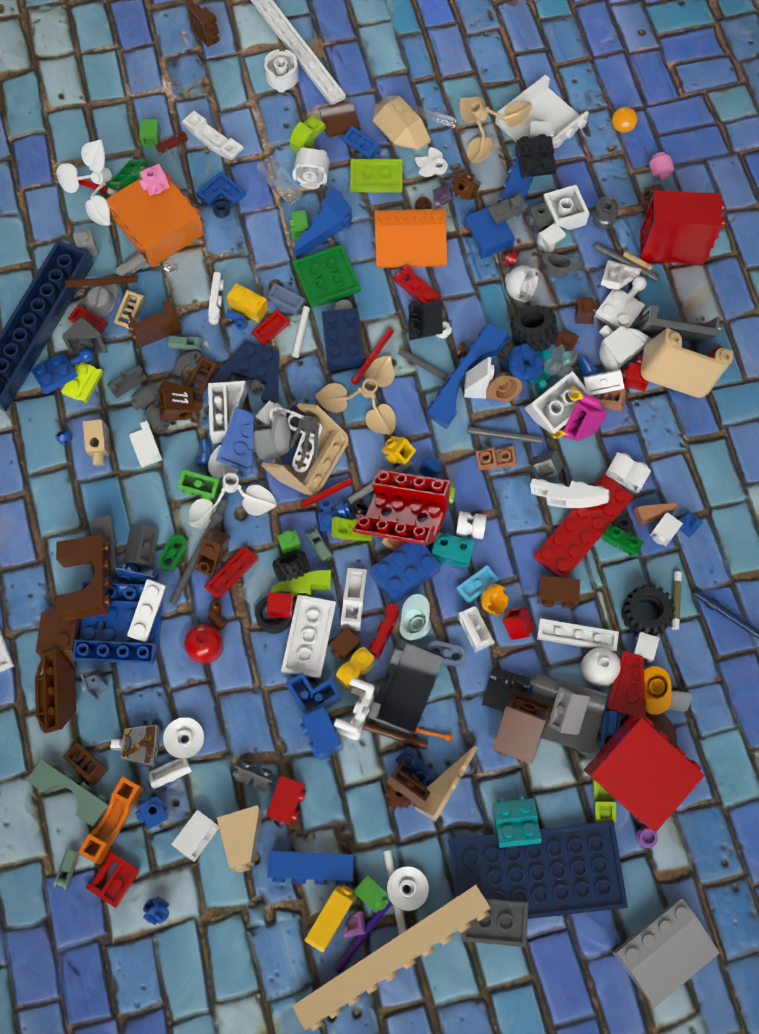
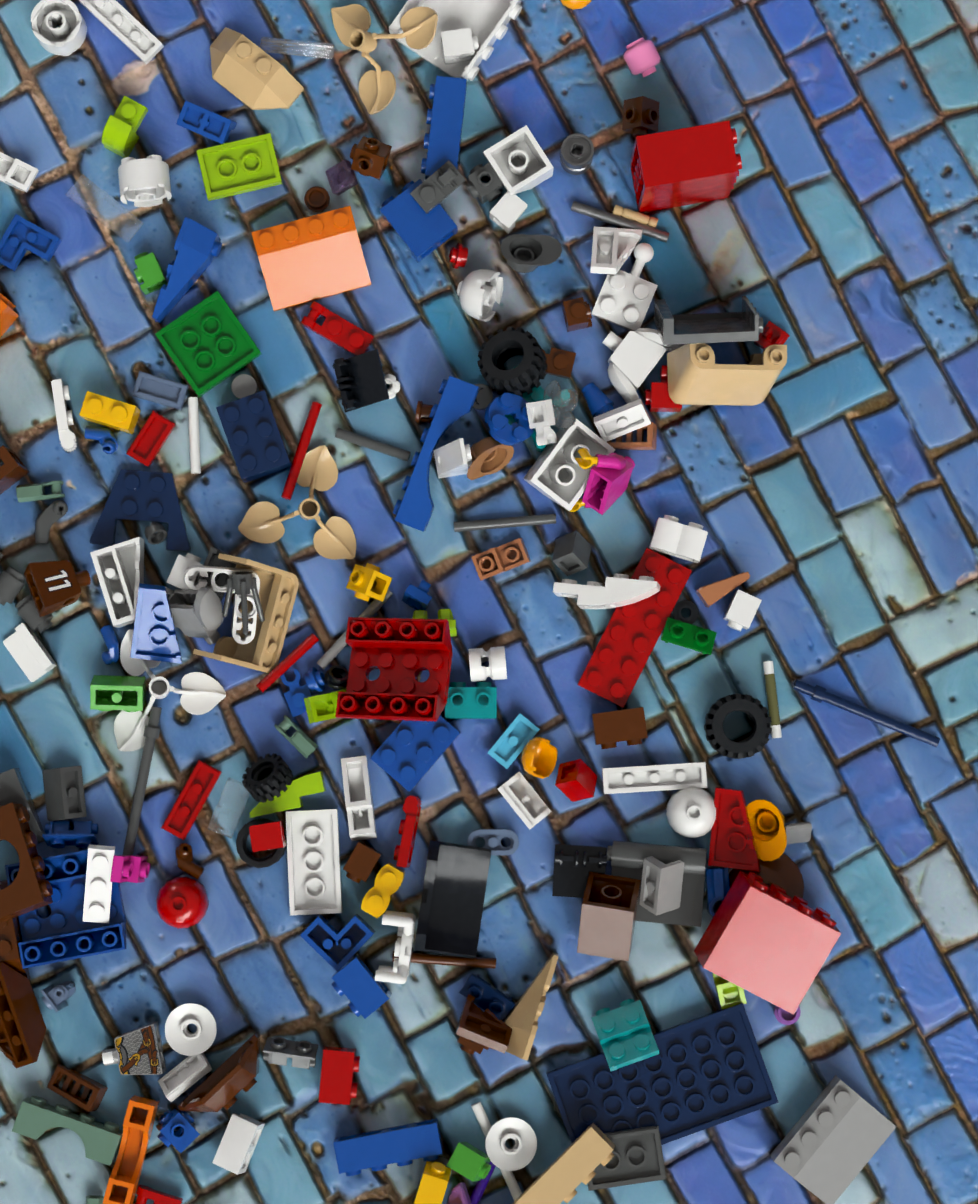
camera: 10 degrees left, 15 degrees up
(172, 553) = (107, 792): green plate -> none
(172, 607) = (130, 868): none -> dark pink slope
(201, 783) = (226, 1080): none -> reddish brown wedge
(210, 374) = (88, 526): reddish brown slope -> none
(212, 552) = (159, 780): reddish brown slope -> none
(221, 205) = (33, 265): dark blue plate -> none
(241, 837) = (294, 1135): tan slope -> none
(289, 541) = (256, 743): bright green brick -> none
(339, 118) = (164, 85): reddish brown slope -> none
(415, 617) = (443, 808): light aqua piece -> none
(430, 163) = (310, 127): white plate -> none
(448, 737) = (519, 946): orange hinge -> none
(535, 156) = (460, 93): black plate -> none
(546, 365) = (542, 417): none -> white plate
(646, 646) = (743, 774): white panel -> none
(690, 523) = (770, 590): blue tile -> none

